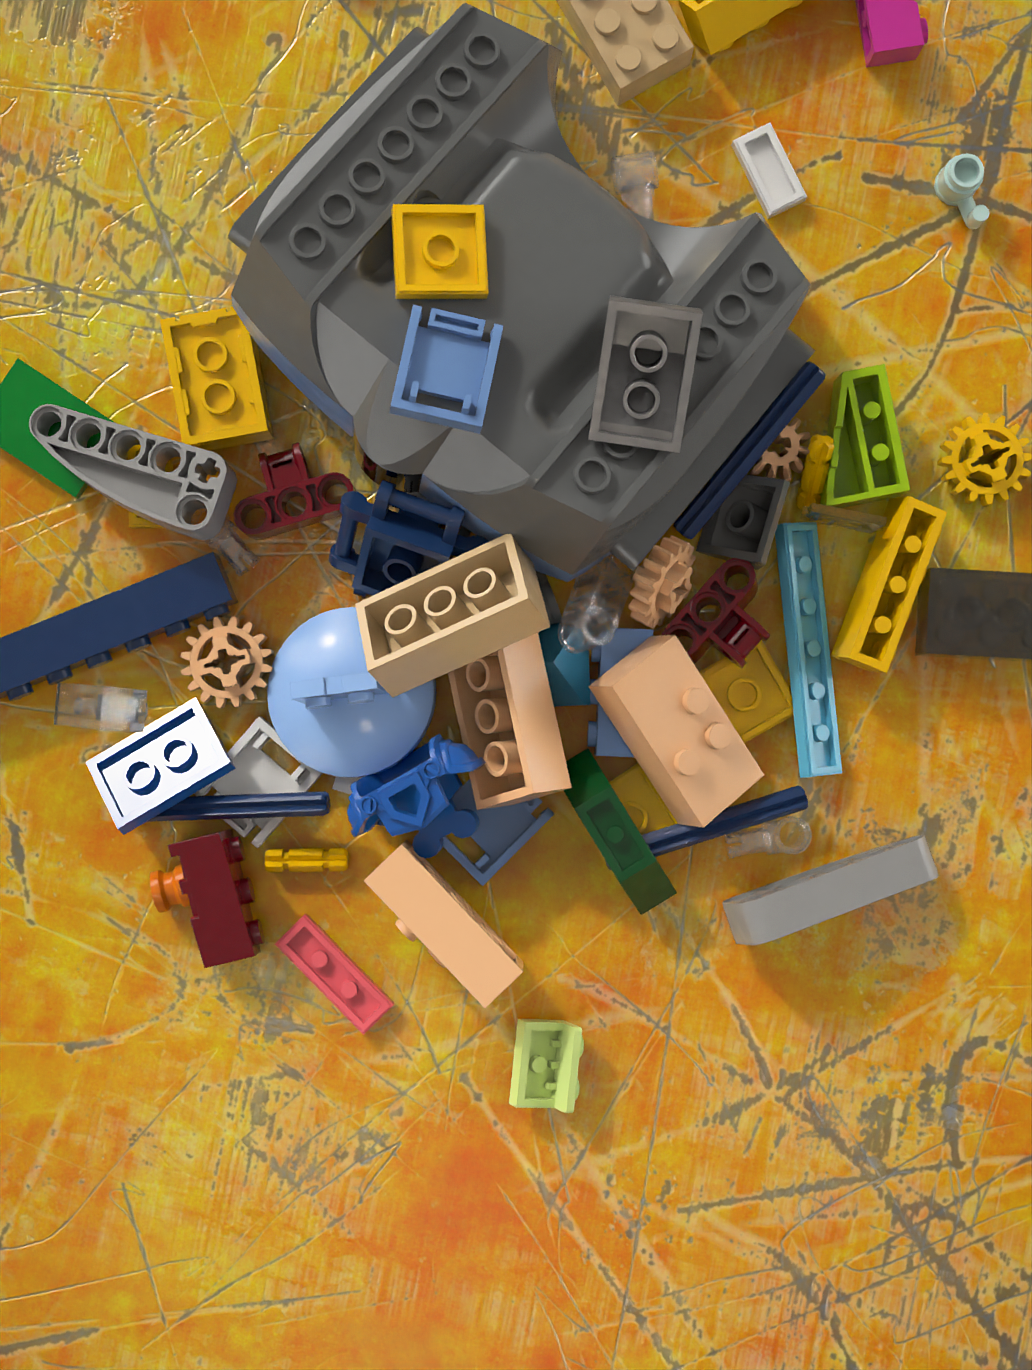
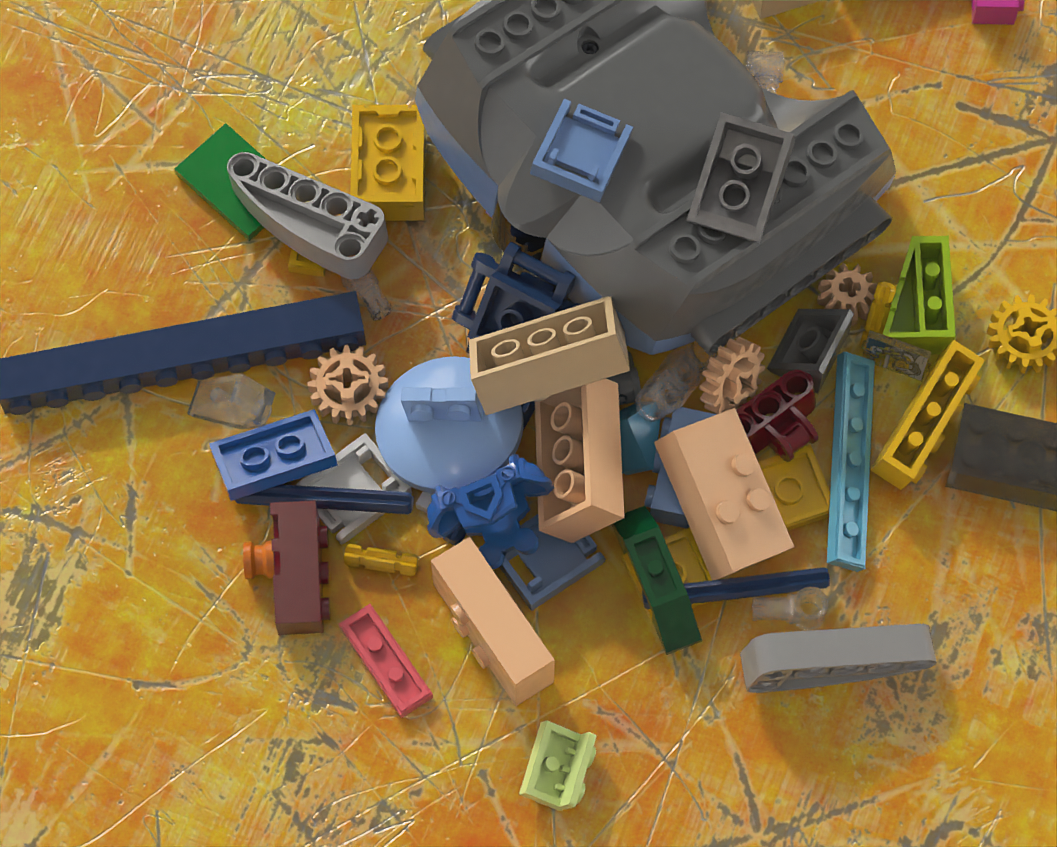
camera: 15 degrees right, 20 degrees down
(285, 478) = (428, 252): dark red piece -> none
(439, 251) = (593, 67): yellow tile -> none
(749, 450) = (823, 285): dark blue axle -> none
(769, 170) = (878, 85): white tile -> none
(957, 185) = (1036, 120): light aqua piece -> none

